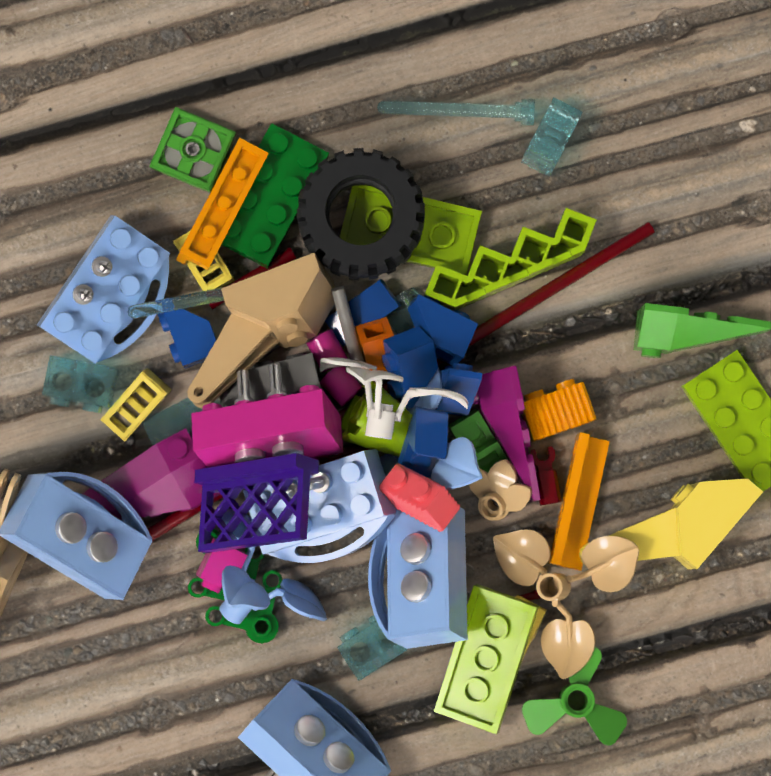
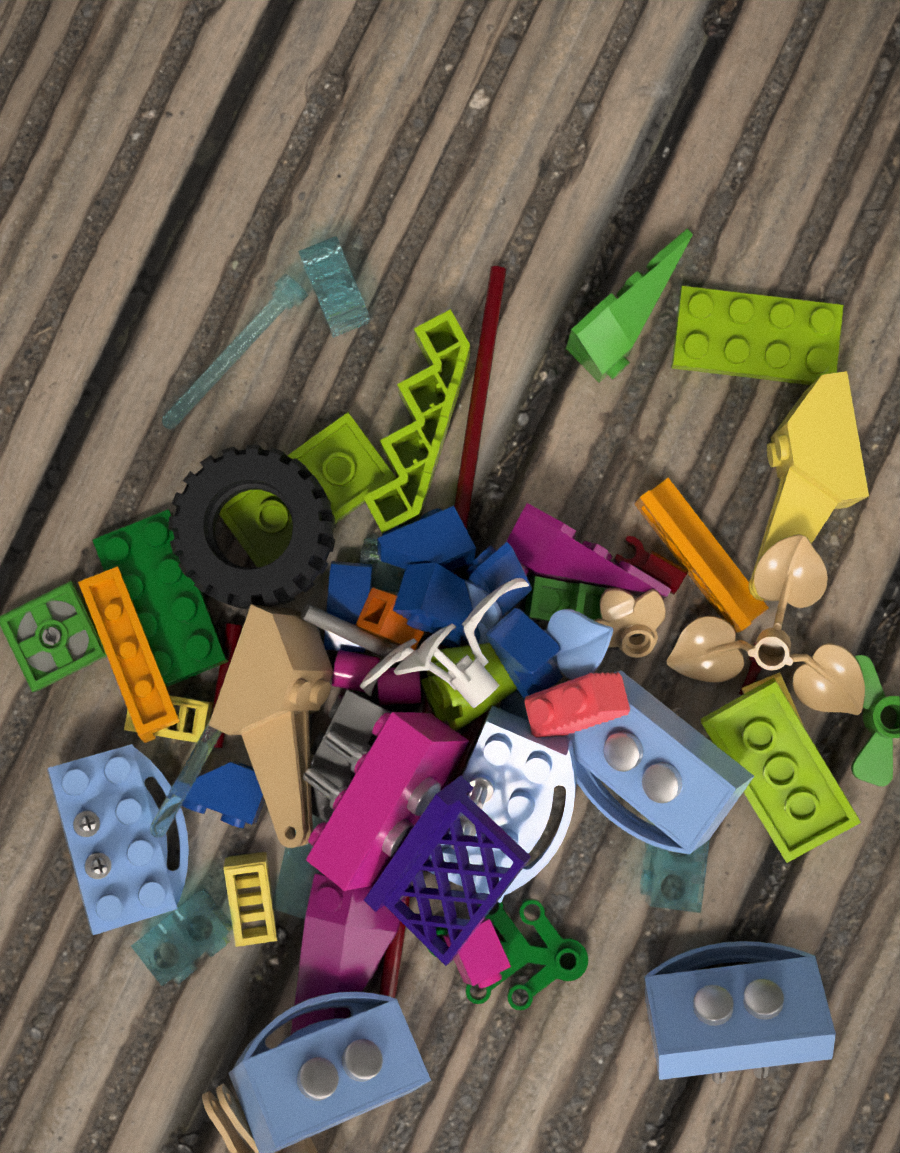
camera: 40 degrees left, 0 degrees up
(245, 594) = (530, 959): light blue plant -> none
(557, 410) = (599, 500): light orange brick -> none

